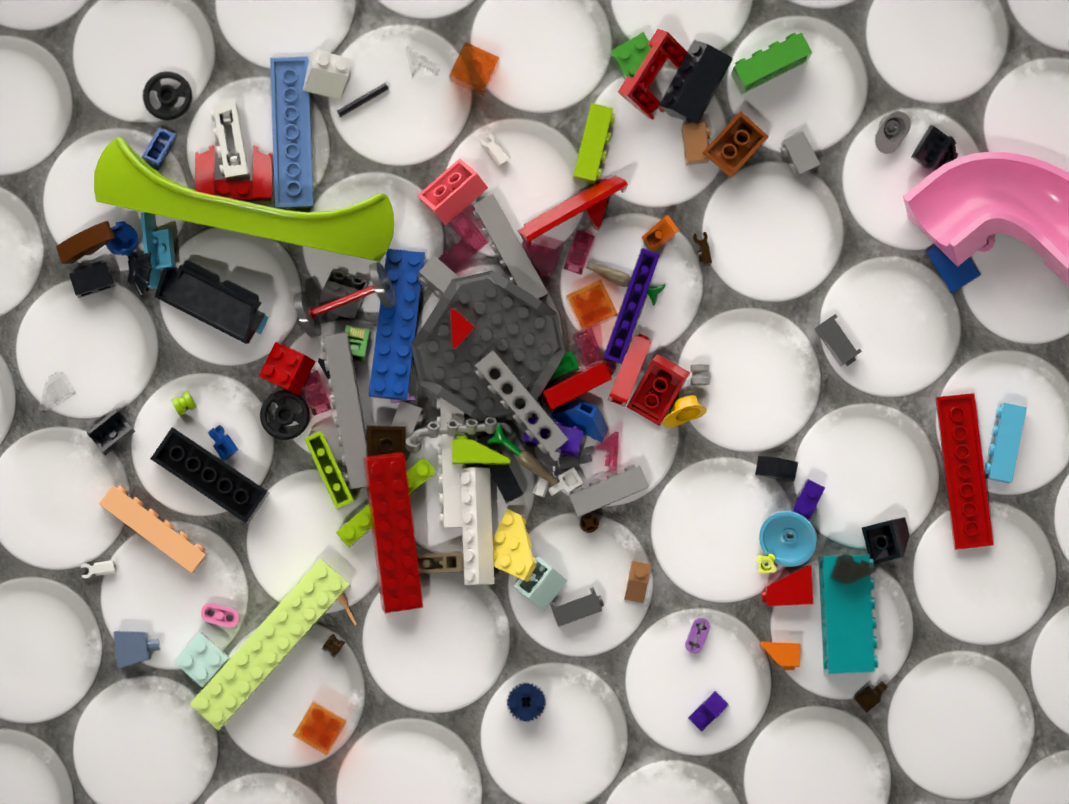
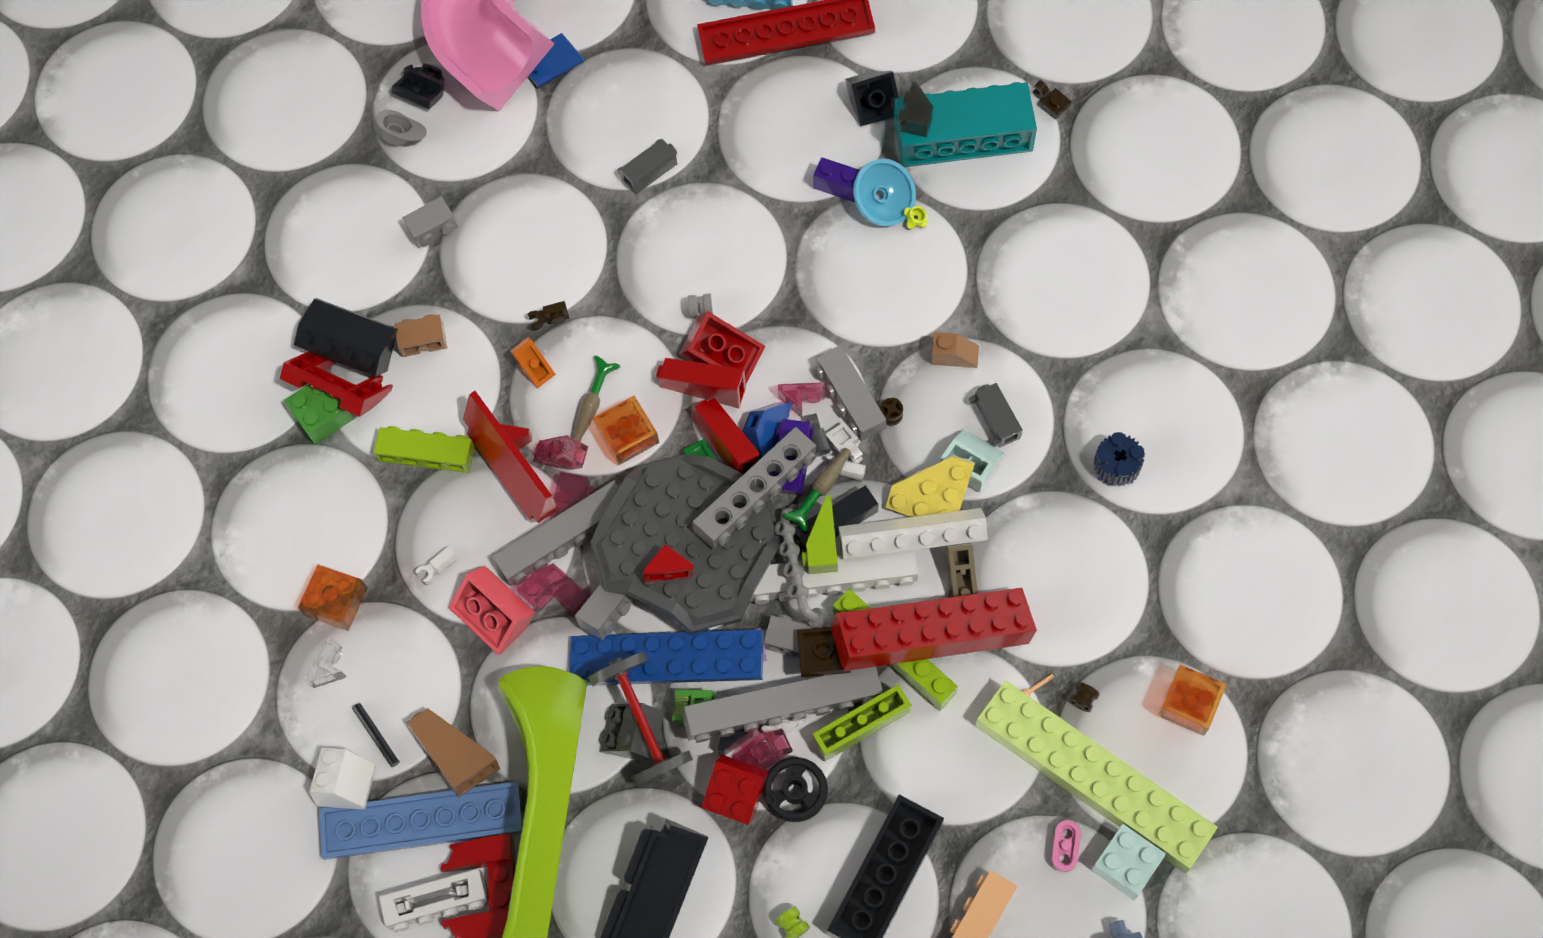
camera: 85 degrees left, 15 degrees down
(223, 444) = (843, 865): blue plate -> none
(336, 158) = (453, 753): none -> medium nougat slope
(587, 346) = (676, 431): clear pink slope -> none
(631, 305) = (622, 382): dark purple brick -> none
(684, 410) = (741, 316): yellow piece -> none
(693, 632) = (1009, 283): medium lavender beam -> none
(708, 711) = (1094, 263): dark purple slope -> none
(735, 144) = (419, 286): dark orange slope -> none
(771, 62) = (320, 258): bright green brick -> none
(776, 468) = (803, 214): black slope -> none
(783, 654) = (1018, 189): orange slope -> none
(790, 590) = (941, 187): red slope -> none

